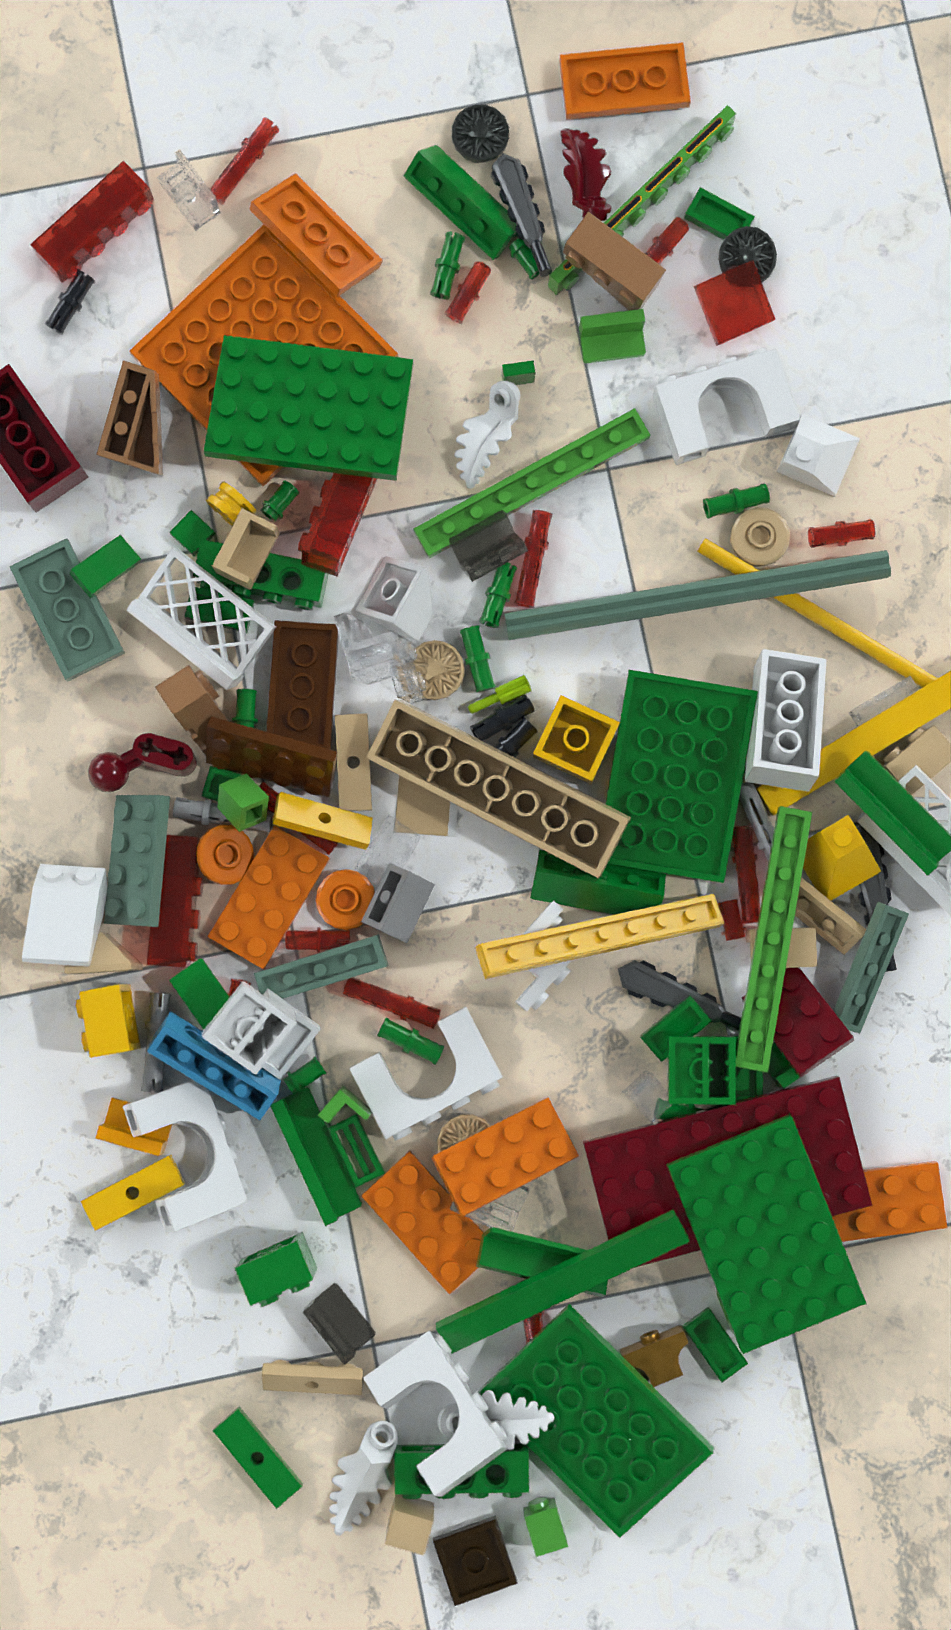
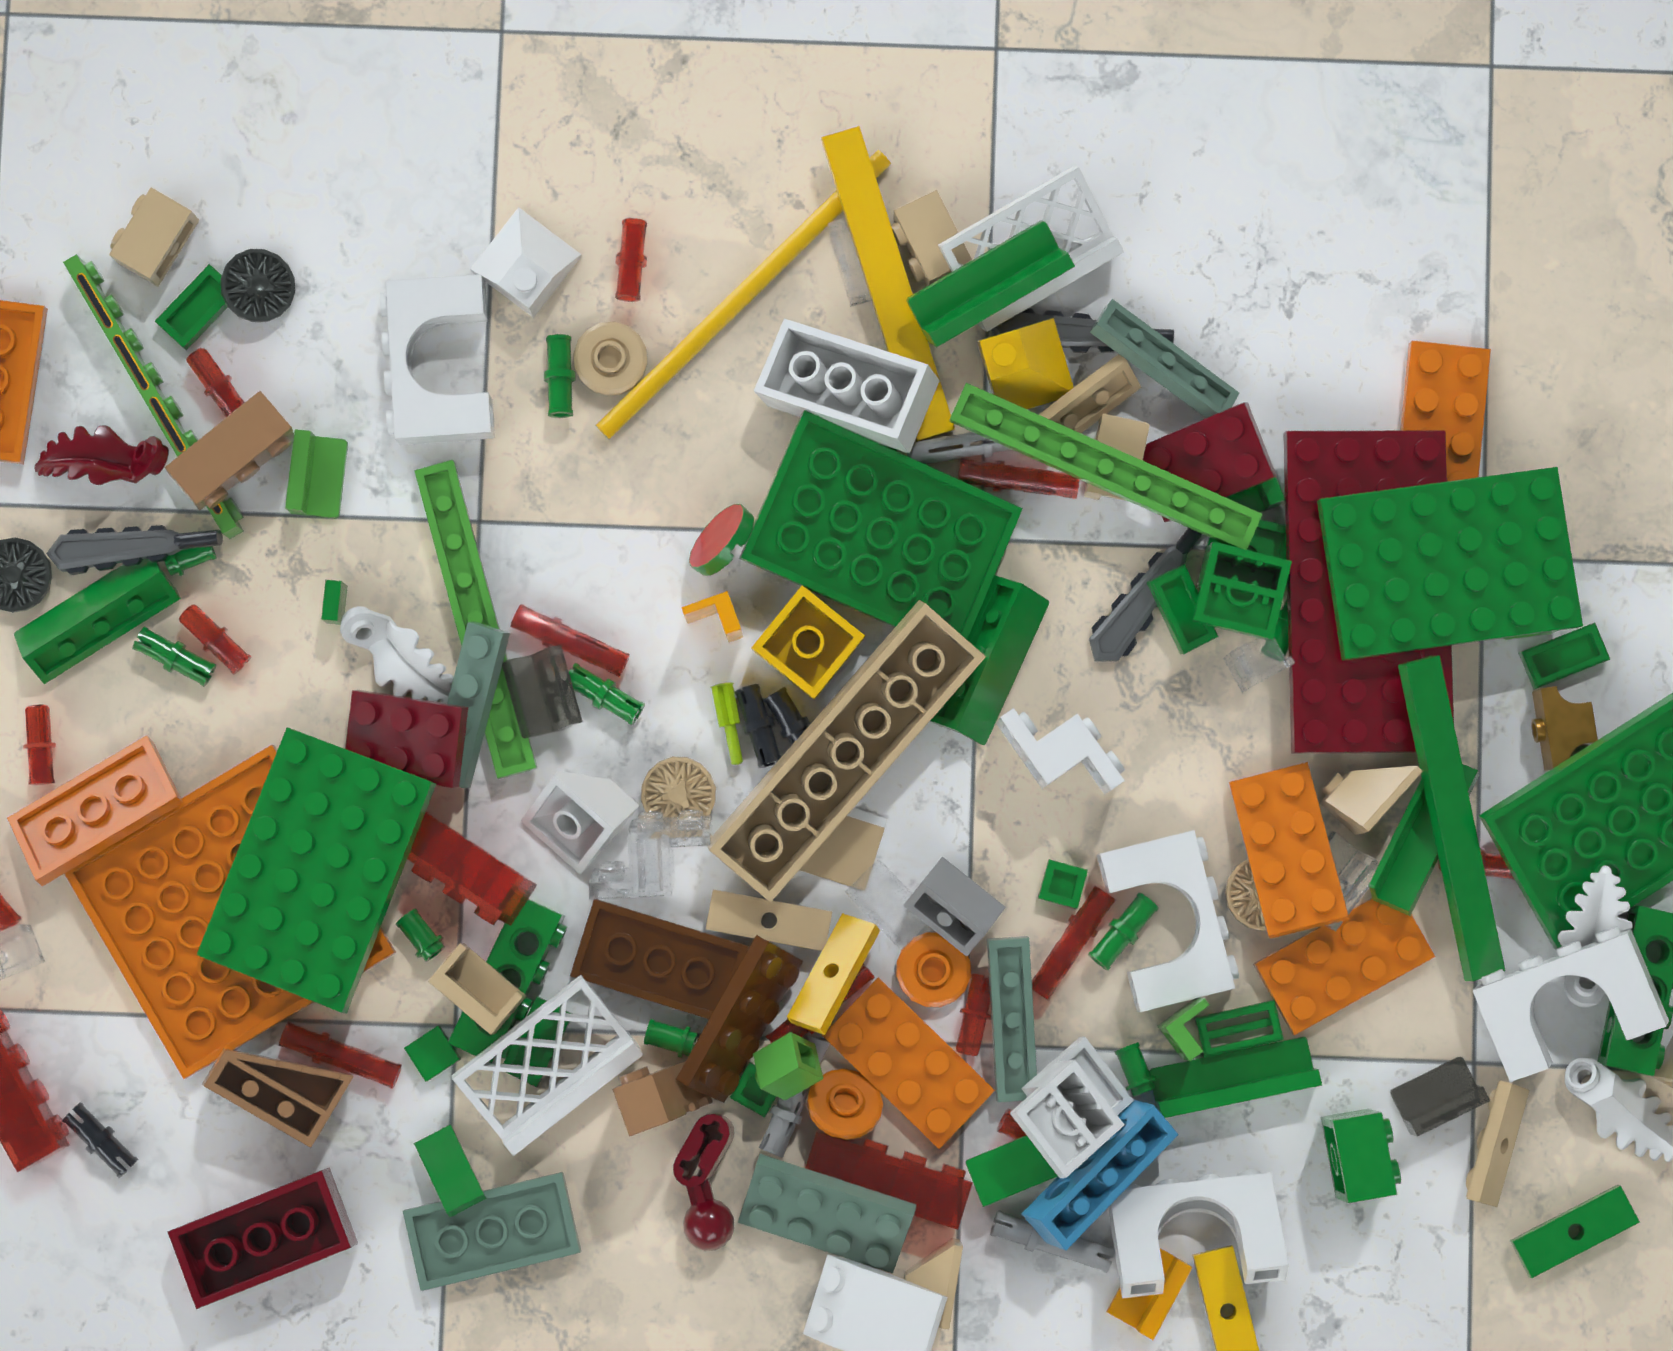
camera: 70 degrees left, 0 degrees up
(108, 1020) = (1015, 1292): yellow brick -> none
(176, 453) = (330, 1051): none -> clear red pin
(229, 503) = (412, 996): yellow wheel -> none
(356, 183) = (39, 745): none -> clear red axle
(429, 453) = (409, 734): none -> dark red plate
(436, 984) = (1062, 884): none -> green tile
(464, 493) = (475, 687): none -> sand green plate
(477, 658) = (677, 738): green pin -> none
(563, 1208) = (1366, 795): none -> tan slope
(584, 668) = (718, 604): none -> light orange panel
(598, 936) = (1054, 673): yellow tile -> none
(646, 655) = (719, 538): none -> tile
(698, 595) = (666, 453): sand green axle -> none
(732, 920) = (1069, 510): clear red pin -> none
(734, 302) = (312, 316): clear red tile -> none
(765, 169) = (153, 236): none -> tan brick

